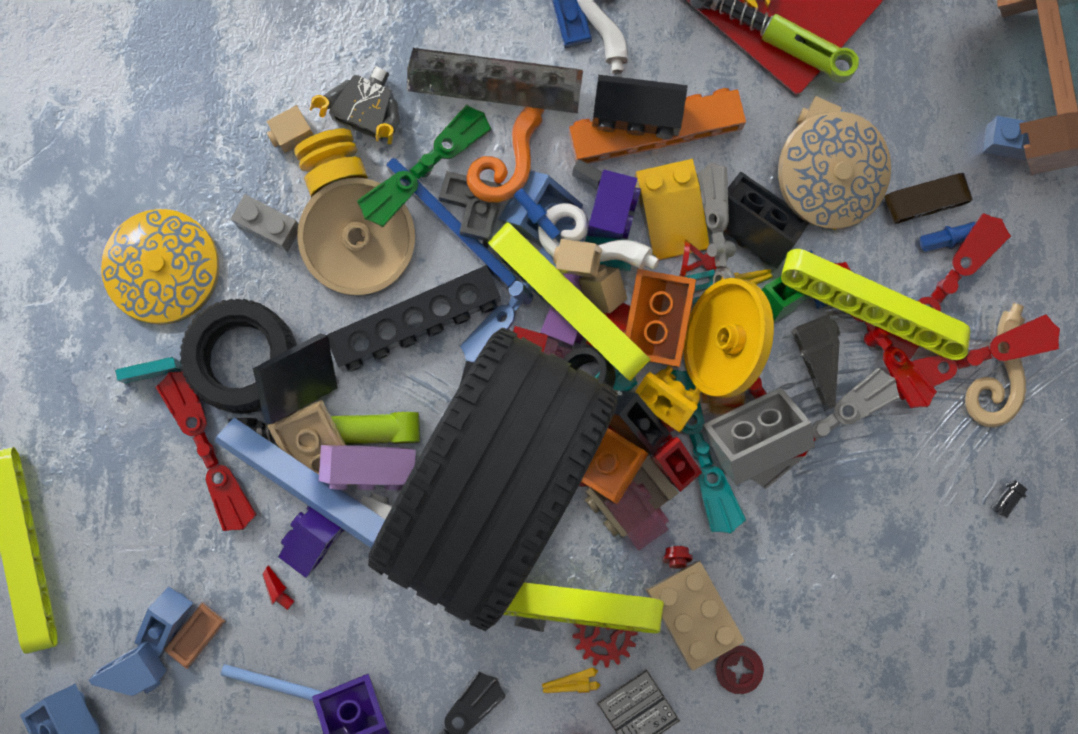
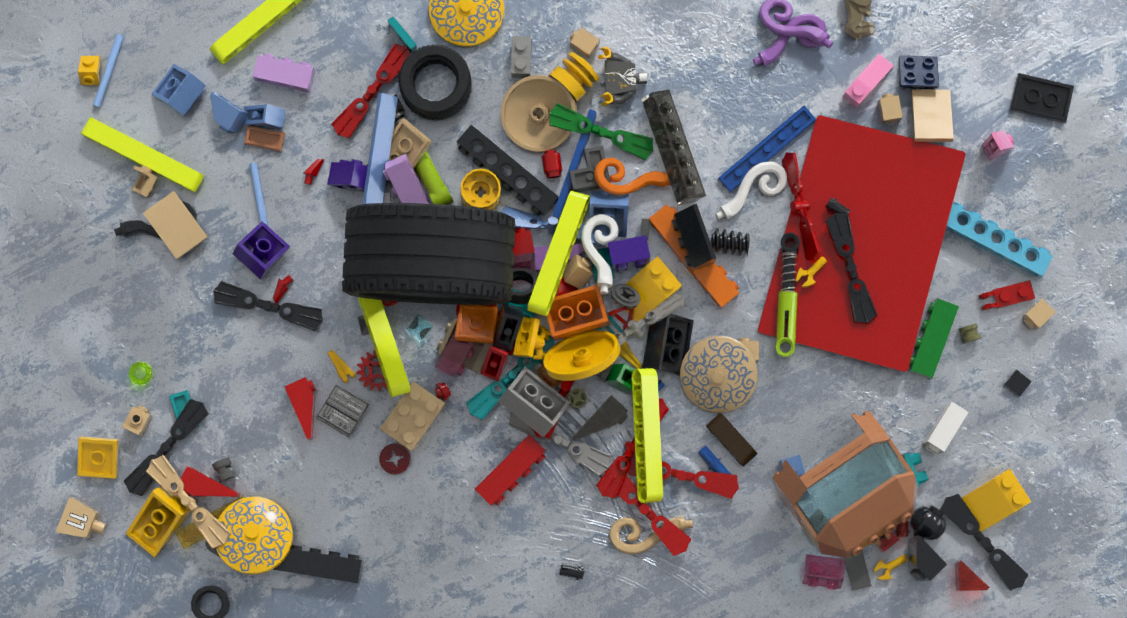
camera: 70 degrees right, 0 degrees up
(115, 562) = (284, 73): none -> lavender brick
(295, 378) = (437, 120): black tile -> none
(420, 713) = (281, 288): none -> red bar
(422, 352) = (477, 181): none -> yellow wheel
(435, 254) = (552, 164): none -> red brick
(537, 213) = (601, 210): blue bar -> none
(571, 545) = (419, 327): none -> clear light blue tile
(577, 258) = (584, 245): tan brick -> none
(664, 61) = (730, 241): none -> black piece
(666, 235) = (628, 292): none -> dark grey gear
(779, 373) = (574, 398): none -> olive wheel
(832, 516) = (510, 470): none -> red brick

